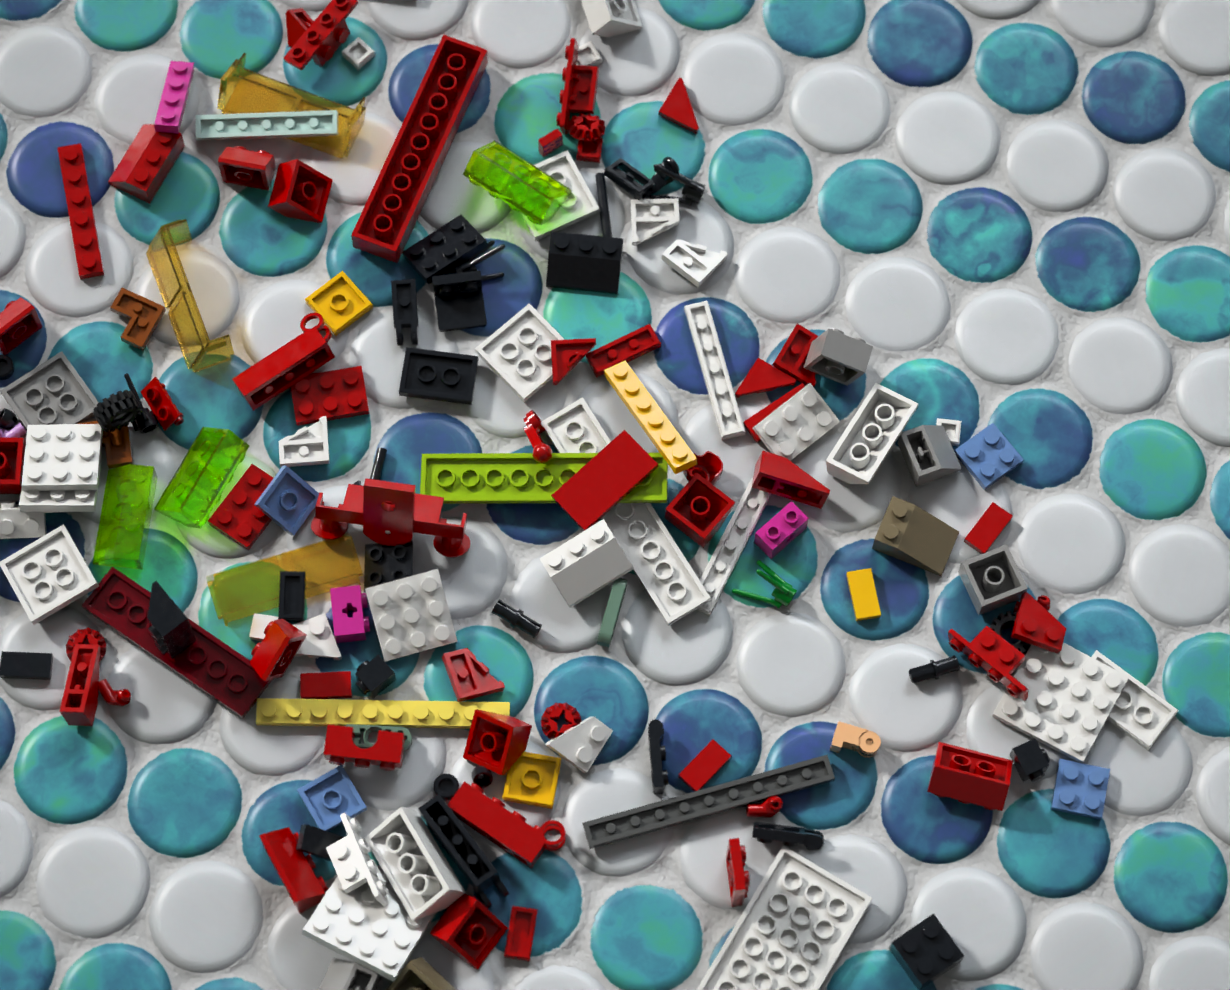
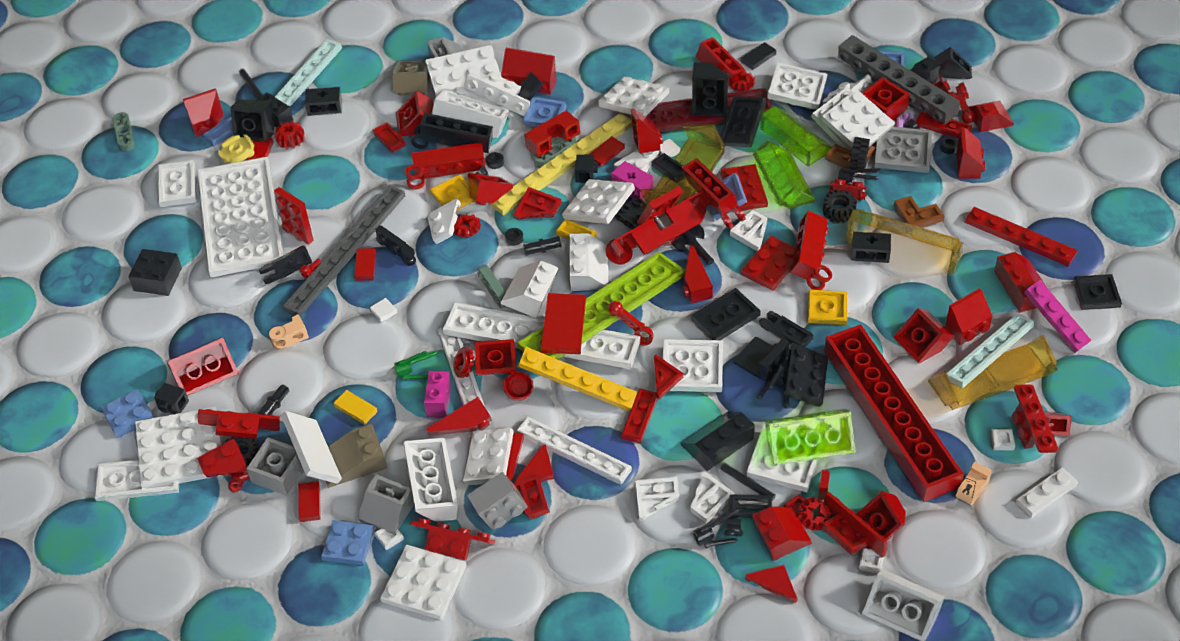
camera: 140 degrees right, 20 degrees down
(97, 99) = (1097, 292): none -> black tile
(172, 566) = (742, 121): none -> black plate
(194, 407) = (839, 198): none -> black tyre
(223, 308) = (871, 247): none -> black brick
(223, 724) = (634, 94): none -> white plate
(301, 507) = (720, 195): none -> red hinge
(422, 437) = (697, 283): none -> red slope
(429, 36) = (974, 483): none -> light nougat leg
(465, 608) = (568, 227): none -> yellow tile
(498, 553) = (587, 263): none -> white slope
(528, 662) = (514, 236): none -> black tile
(540, 71) = (884, 514): none -> red slope
(631, 134) = (780, 531): none -> red slope
(737, 533) = (463, 362): none -> red gear
(738, 688) = (383, 310): none -> white tile
(900, 374) = (450, 542): none -> red bracket
(950, 562) = (311, 447): none -> white tile
(956, 361) = (423, 582): none -> white plate

